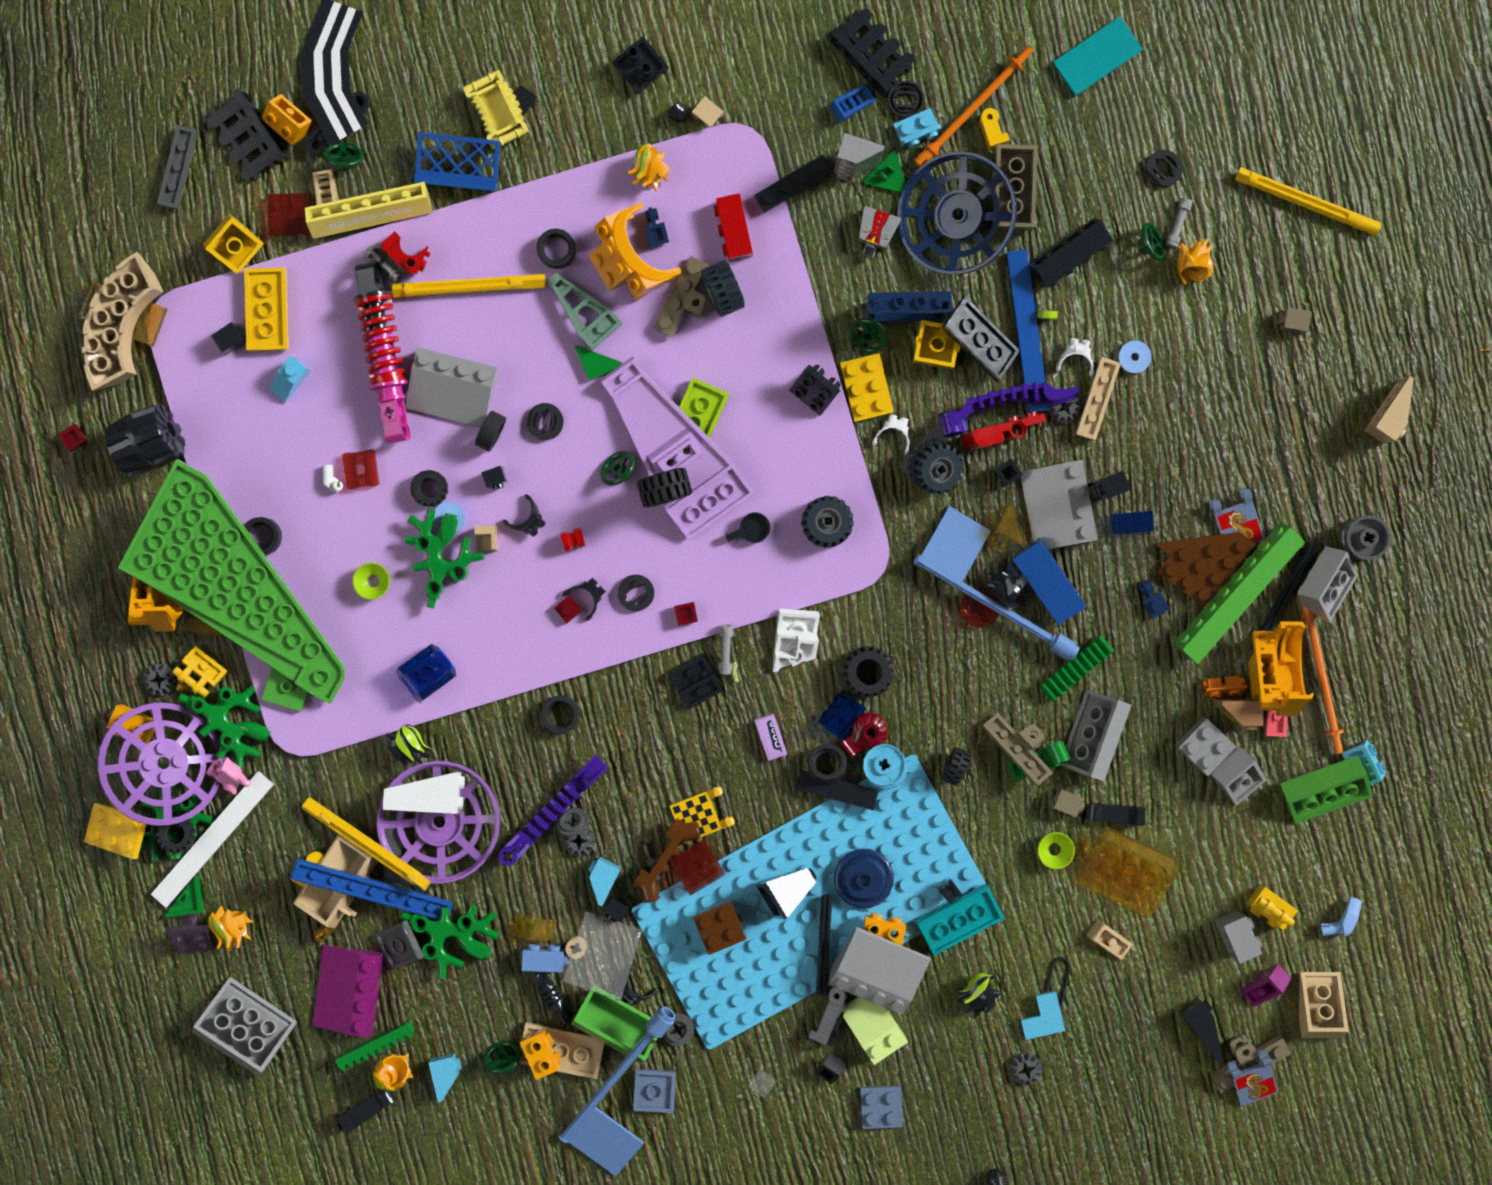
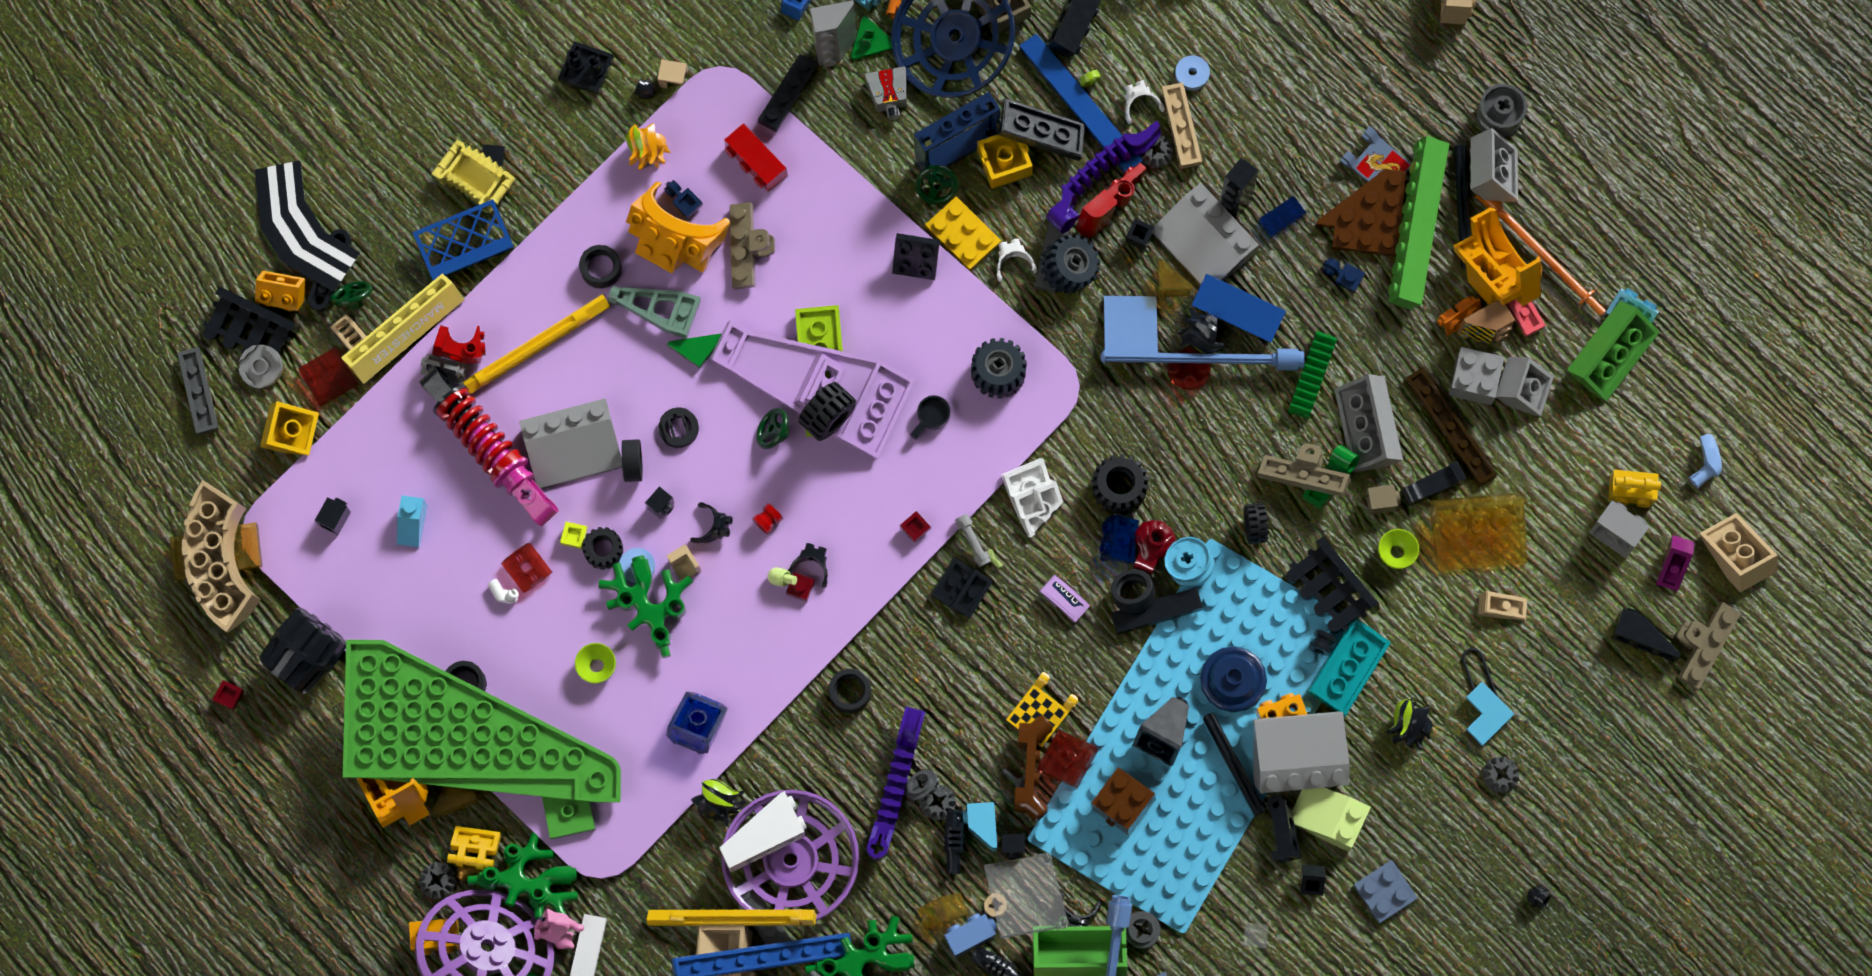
camera: 30 degrees left, 15 degrees down
(238, 175) = (260, 366): none -> light grey tile
(266, 309) = (354, 470): yellow plate -> none
(412, 464) = (573, 535): none -> neon yellow plate
(556, 594) = (781, 577): none -> yellowish green cylinder
(573, 879) = (953, 840): none -> black hinge
(631, 605) = (845, 545): black piece -> none
(723, 288) = (777, 212): black wheel -> none
(986, 861) = (1343, 592): none -> black fence
(1159, 773) = (1450, 427): none -> dark brown tile
(1254, 1082) = (1723, 658): sand blue flag -> none

